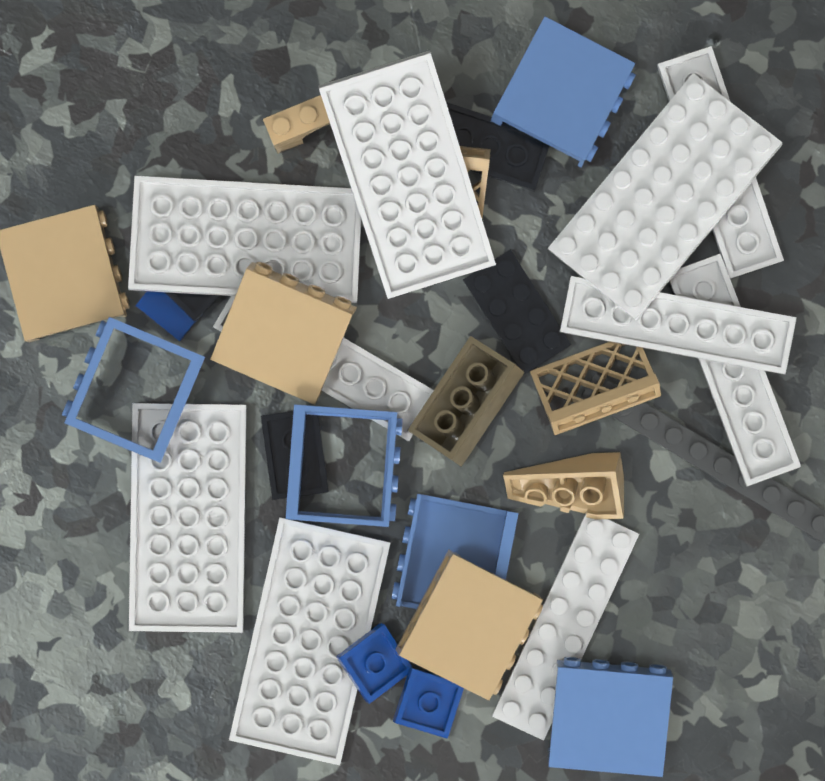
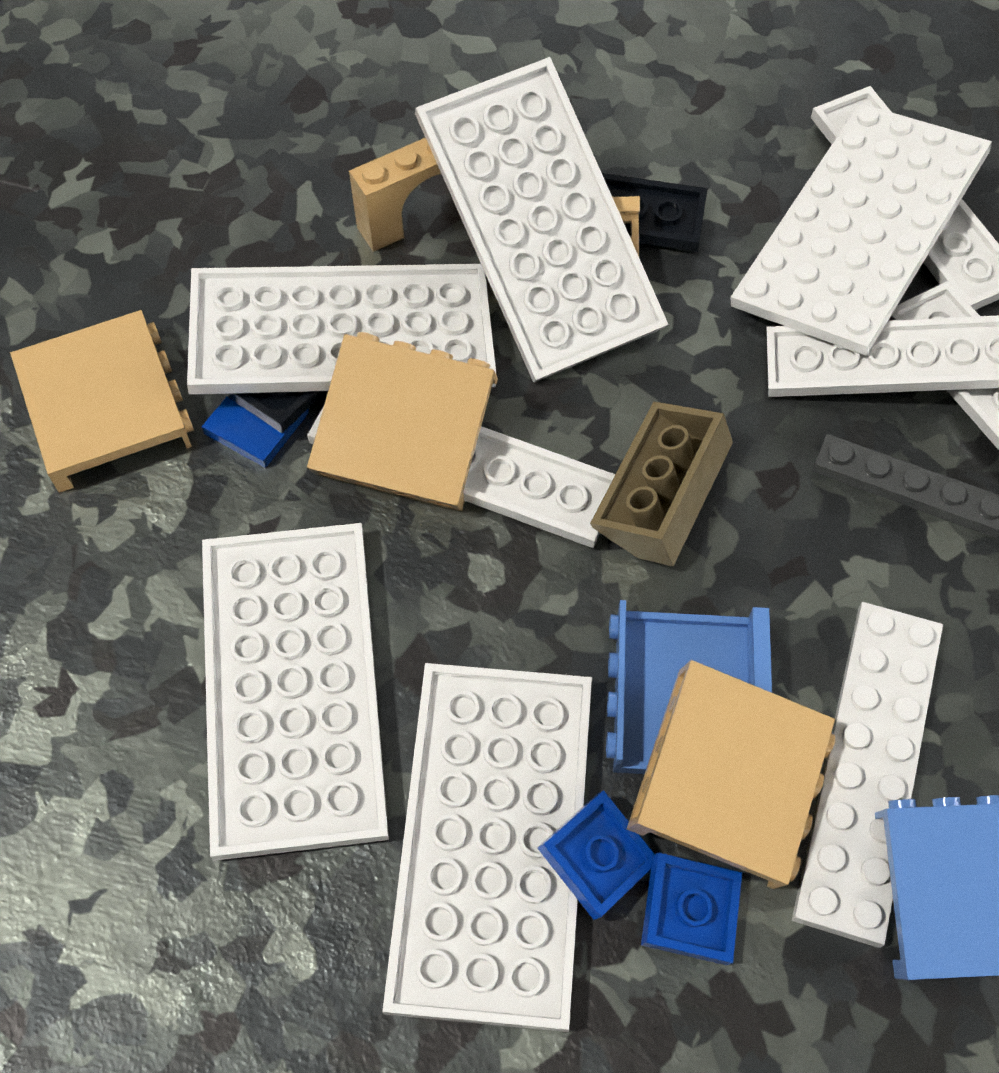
camera: 15 degrees left, 25 degrees down
(93, 359) = (231, 591): medium blue window -> none
(277, 441) = (437, 580): black plate -> none
(296, 460) = (506, 508): medium blue window -> none
(517, 312) = (706, 377): black plate -> none
(565, 90) = (713, 136): medium blue panel -> none
(578, 484) = (833, 571): tan wedge -> none
(598, 405) = (840, 456): tan fence -> none

